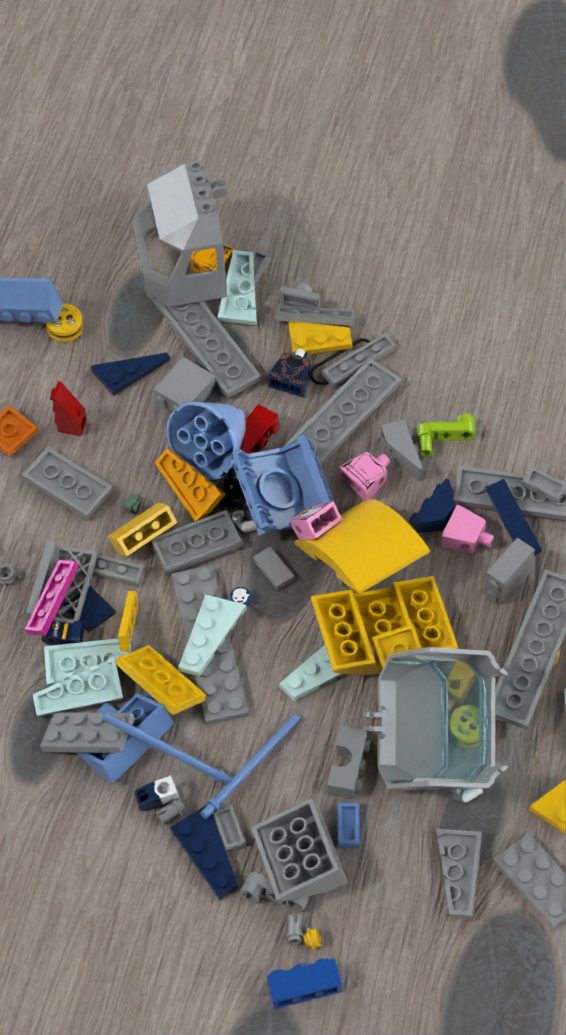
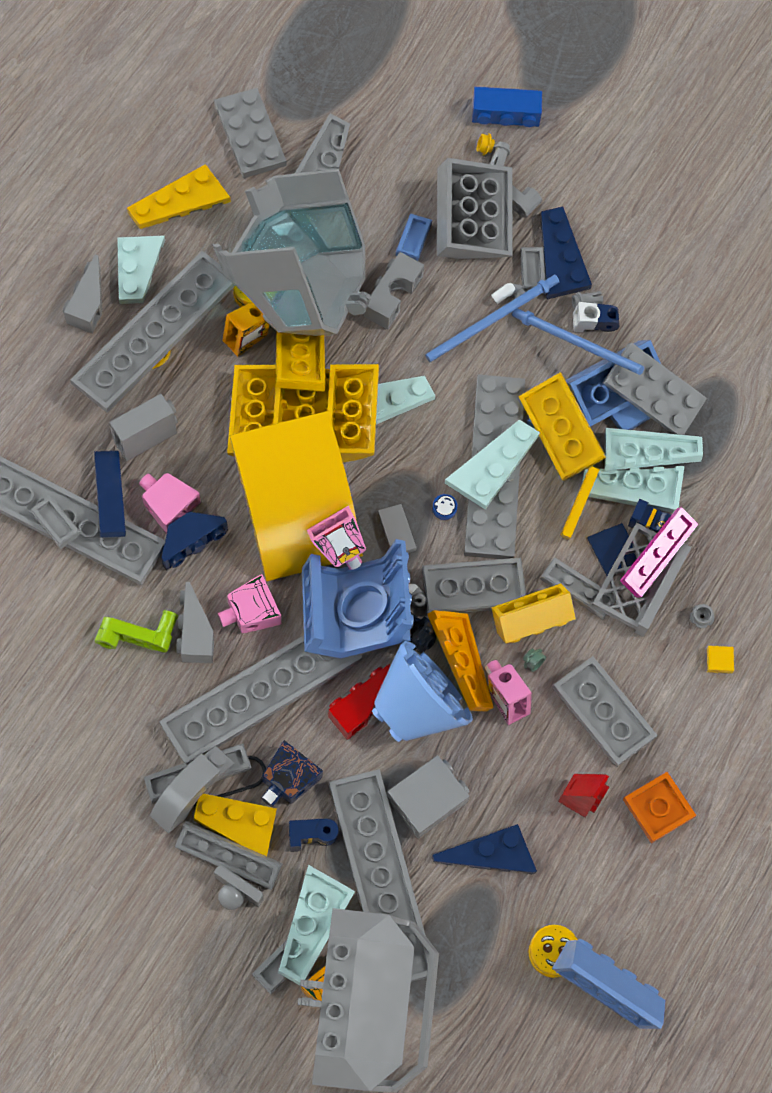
camera: 170 degrees left, 10 degrees up
(145, 468) = (508, 691): none -> bright pink torso
(238, 800) = (508, 290): none -> white arm
(261, 344) = (312, 831): none -> dark blue leg
(354, 340) = (188, 786): none -> light grey arch

